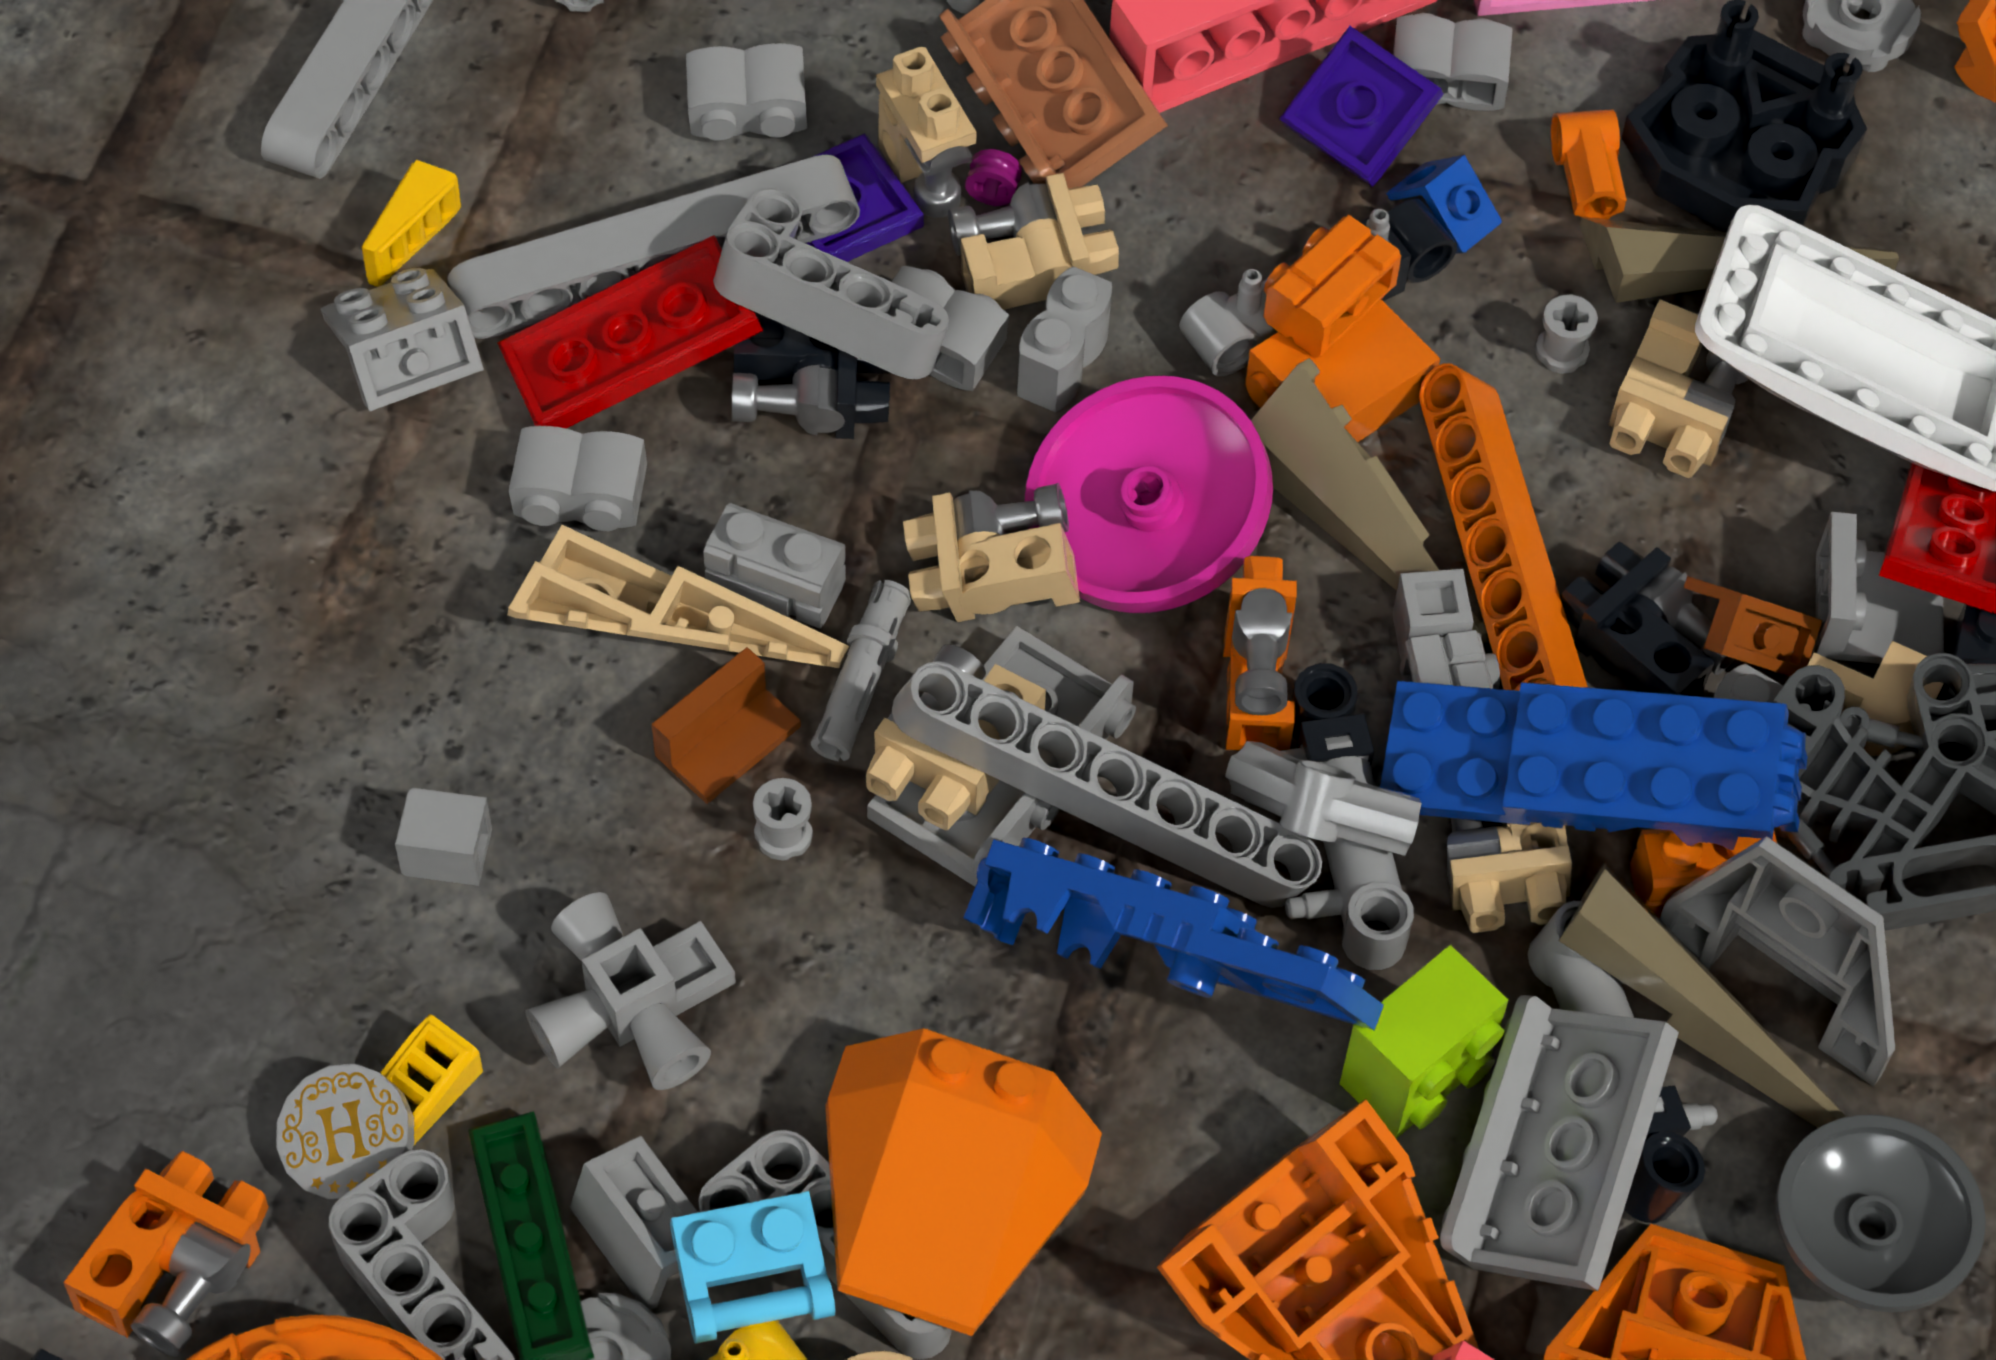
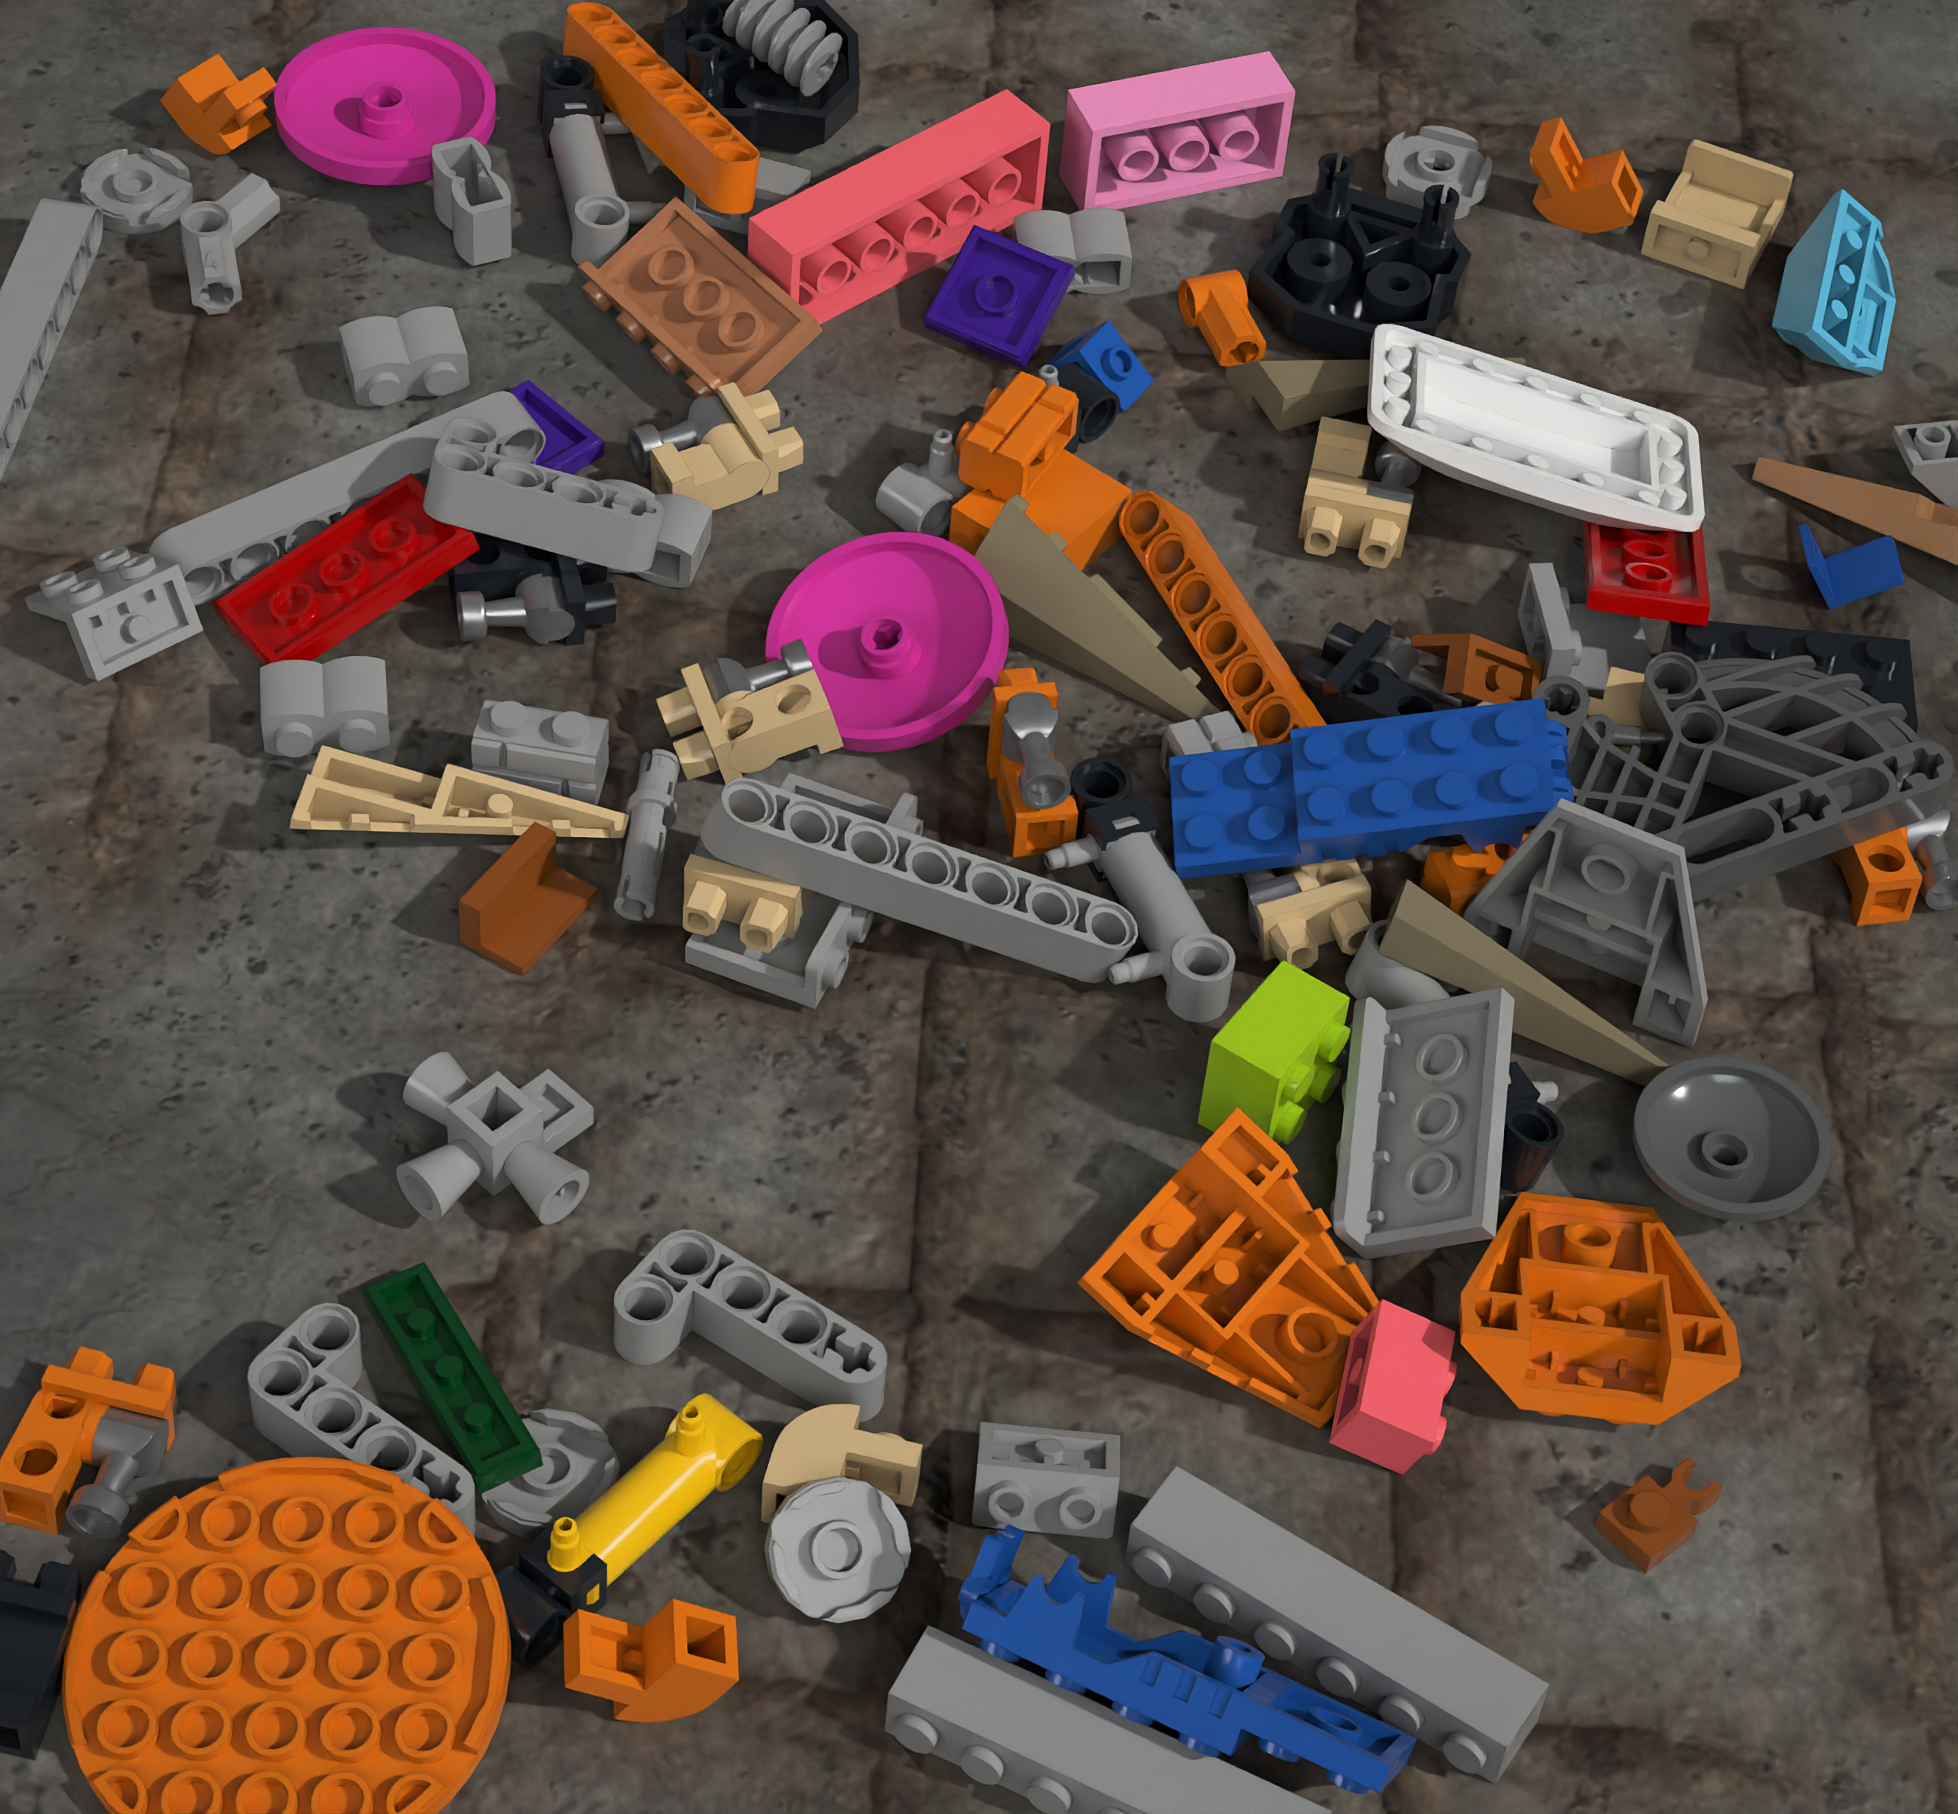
camera: 15 degrees left, 10 degrees down
(342, 1129) = (235, 1305): light grey tile -> none
(413, 216) = (99, 506): yellow slope -> none
(443, 836) = (271, 1035): light grey panel -> none
(448, 1083) = (316, 1225): yellow slope -> none
(627, 1211) = (555, 1336): light grey panel -> none
(746, 1245) = (677, 1329): medium azure plate -> none
(782, 818) = (605, 961): light grey bush -> none
(923, 130) = (592, 357): tan hips -> none
(948, 1172) = (850, 1237): orange wedge -> none
(993, 177) = (663, 386): magenta bush -> none
(1064, 339) = (769, 525): light grey brick -> none
(1192, 932) = (1031, 984): blue piece -> none
(1323, 799) = (1127, 866): light grey piece -> none
(1431, 605) = (1175, 696): light grey panel -> none
(1568, 325) = (1241, 452): light grey bush -> none

